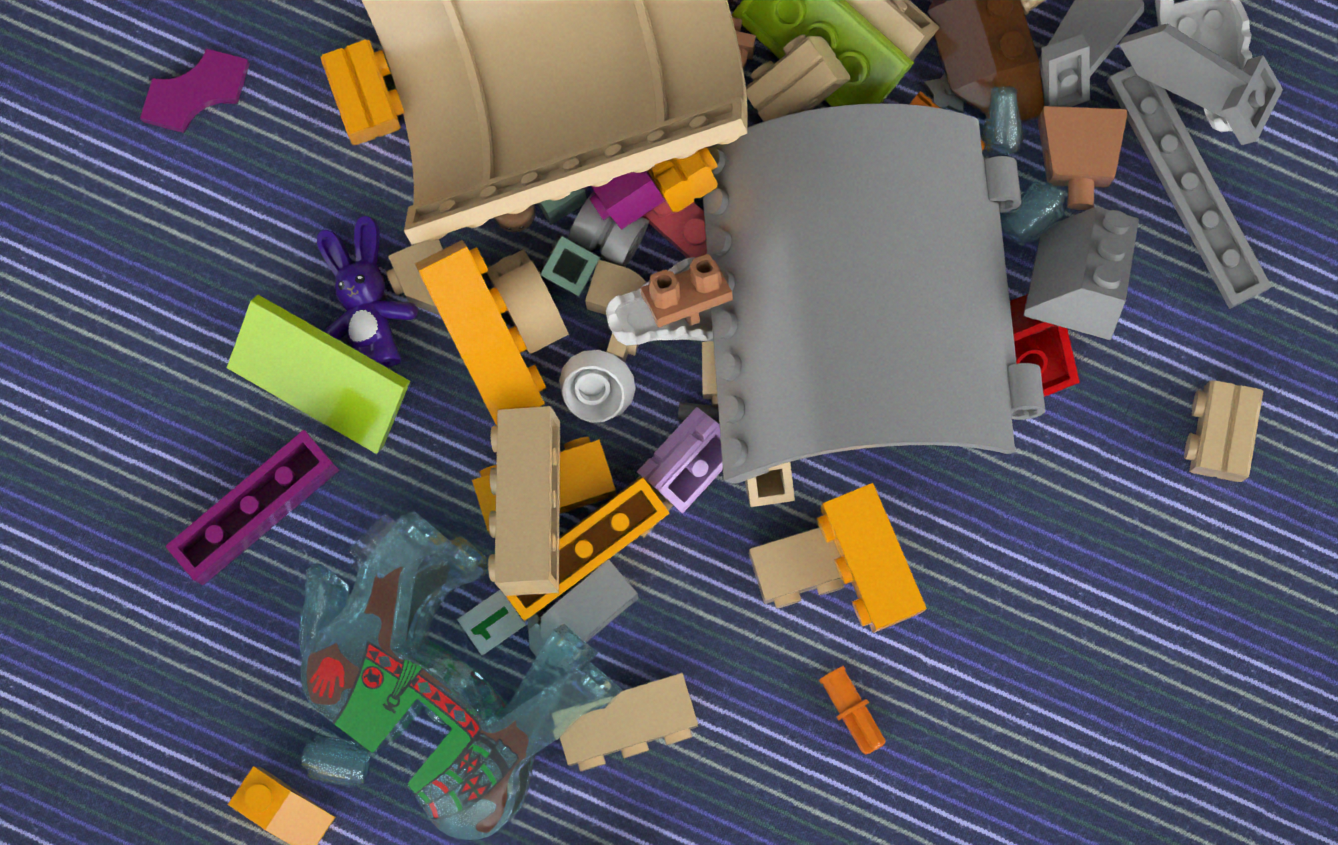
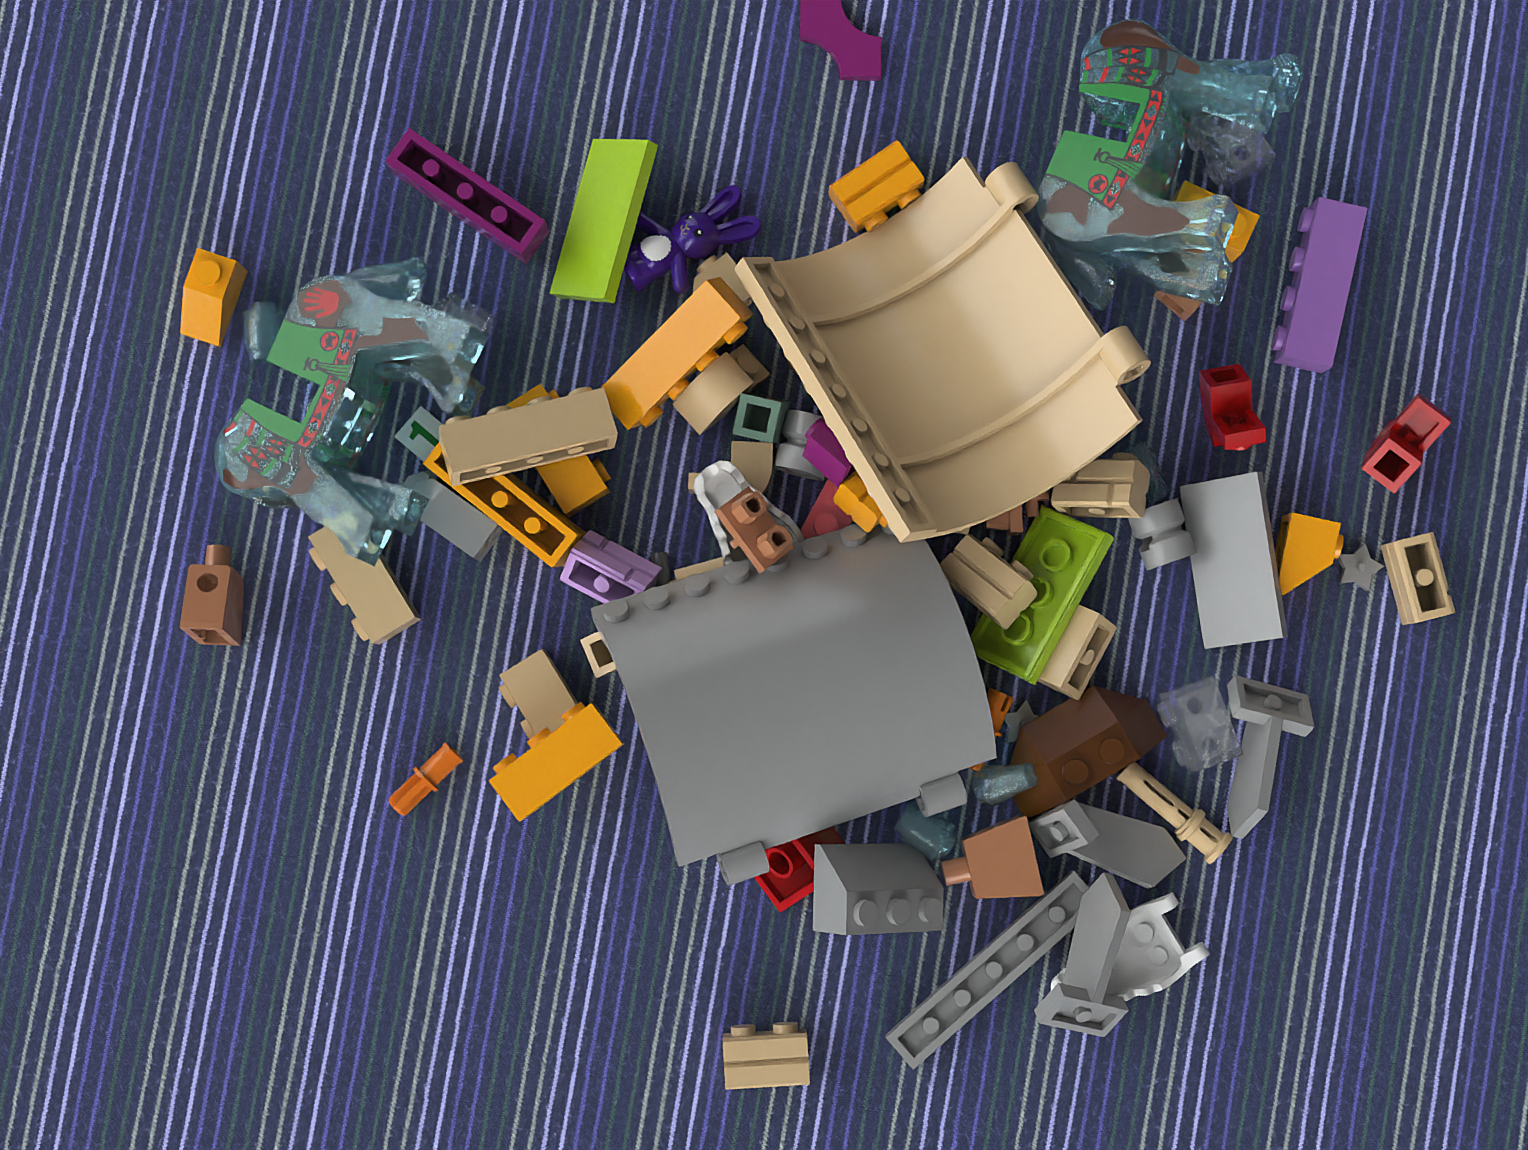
camera: 70 degrees right, 5 degrees up
(596, 385) = (657, 472): white hat -> none

